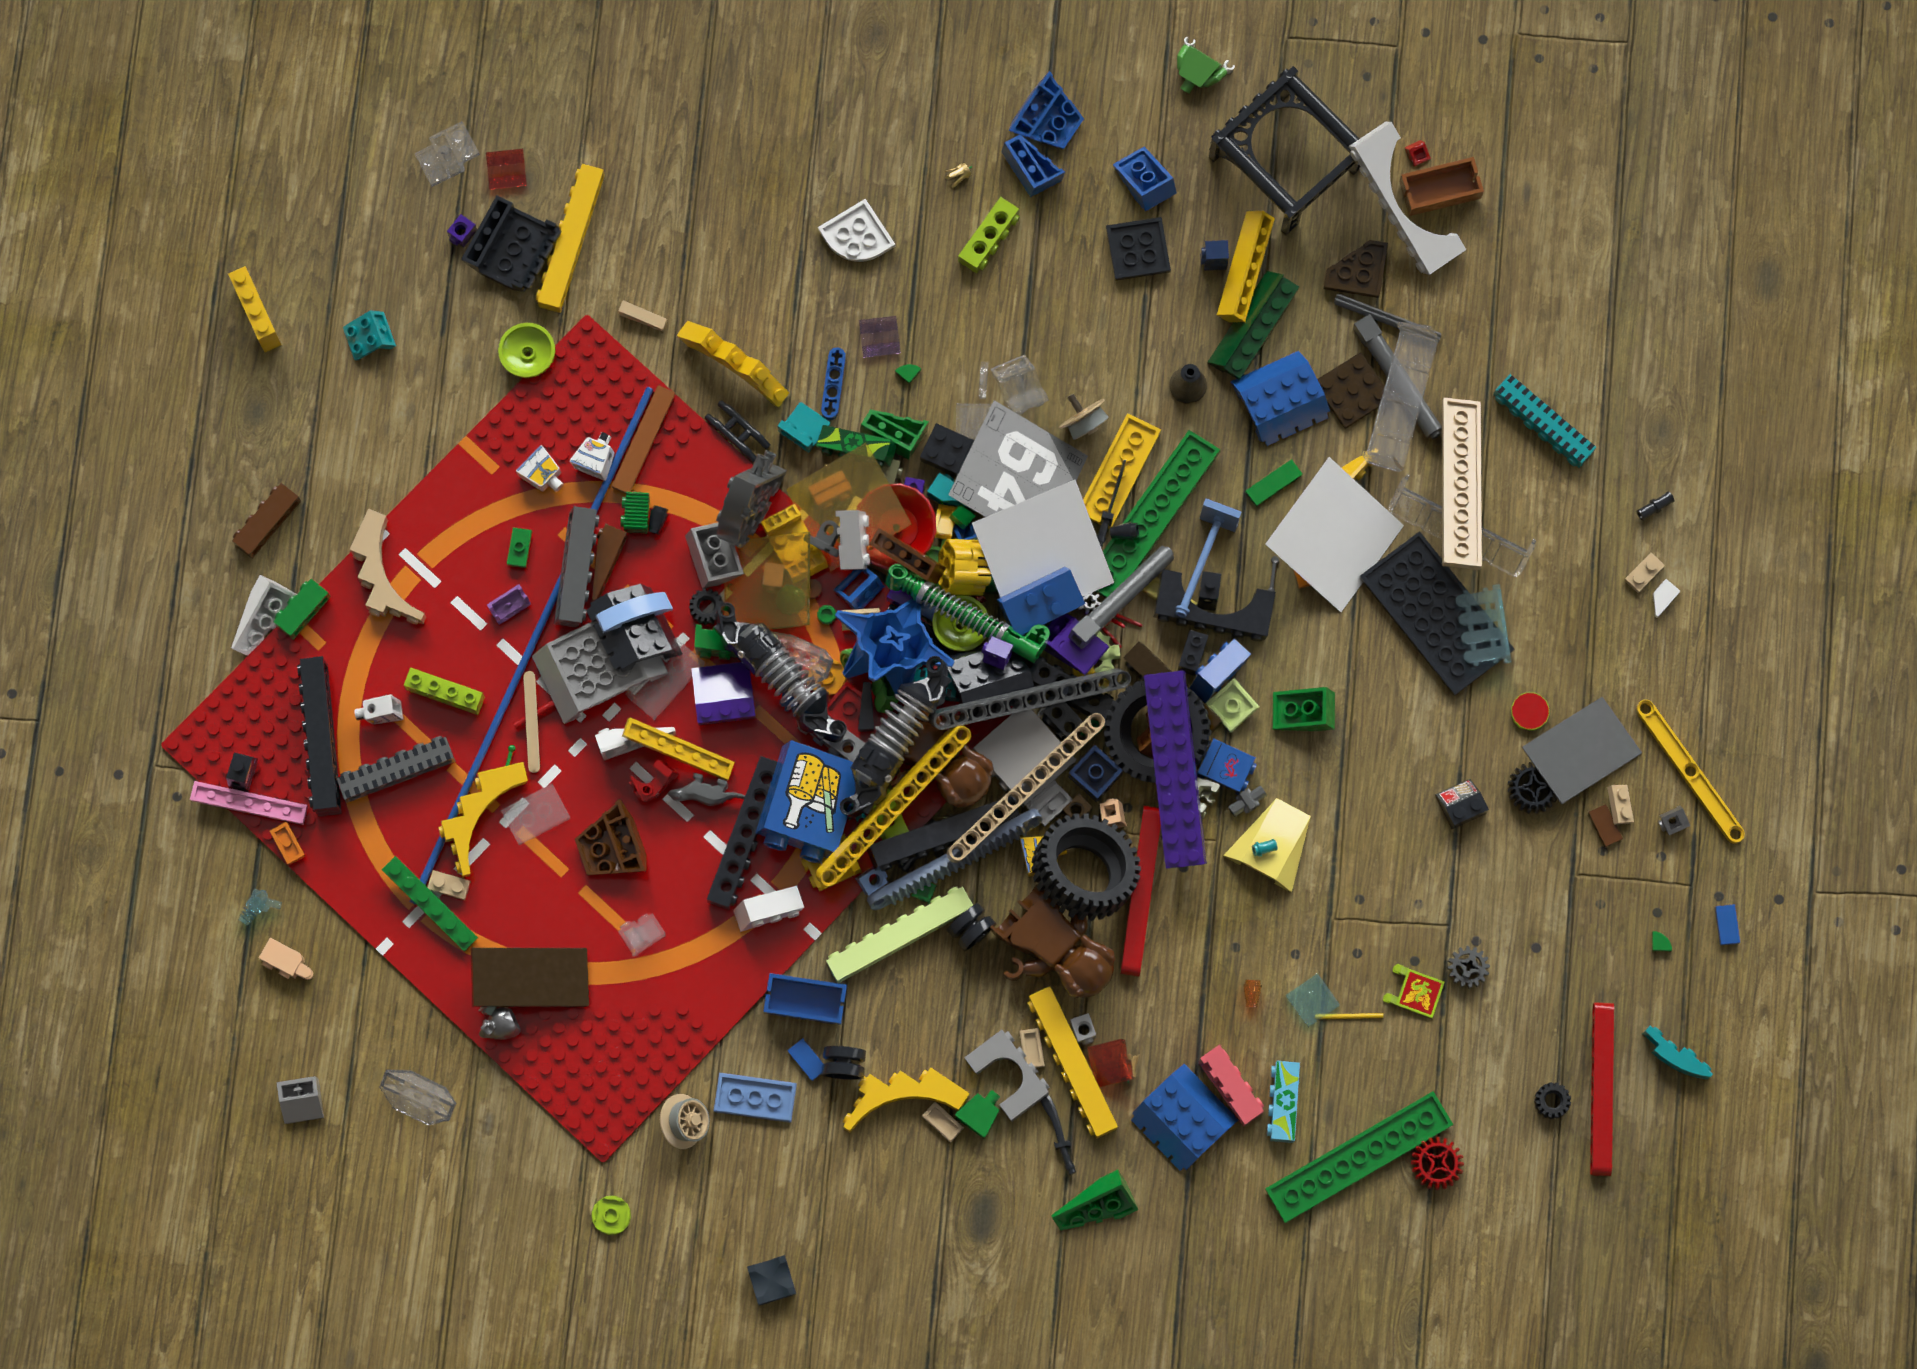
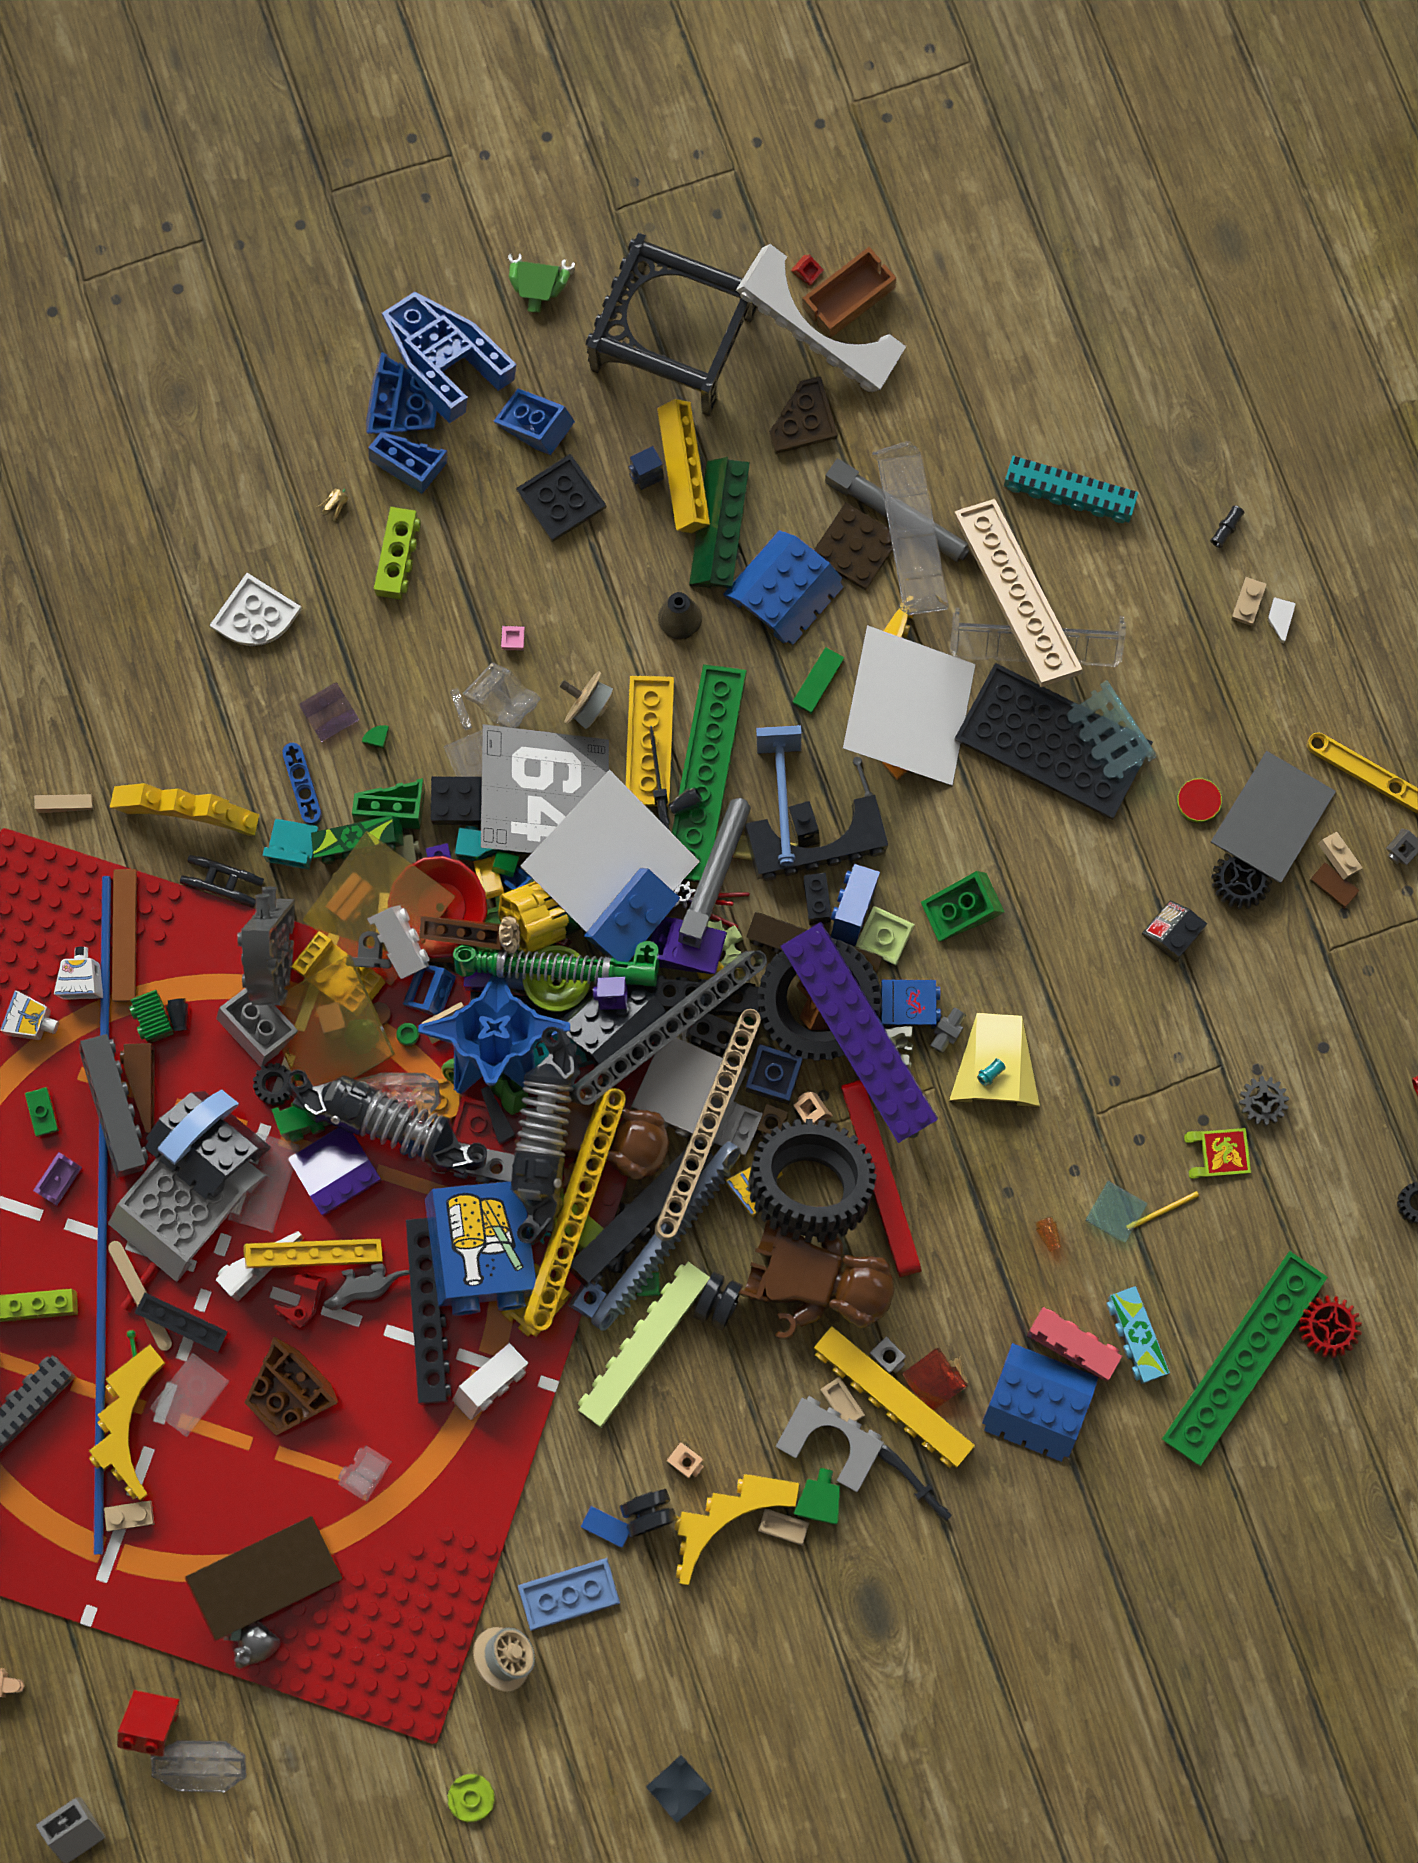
camera: 20 degrees left, 0 degrees up
(393, 1045) = (147, 1723): none -> red panel
(429, 903) = (117, 1546): green plate -> none
(554, 756) = (181, 1322): none -> black plate
(805, 999) = (574, 1462): blue piece -> none
(890, 1030) = (681, 1453): none -> light nougat brick
(939, 572) = (509, 934): none -> tan gear
(1049, 342) = (512, 638): none -> bright pink plate
(1097, 79) = (435, 339): none -> blue wedge
(1101, 1200) = (994, 1532): green wedge -> none
(1376, 314) = (830, 456): dark grey axle -> none

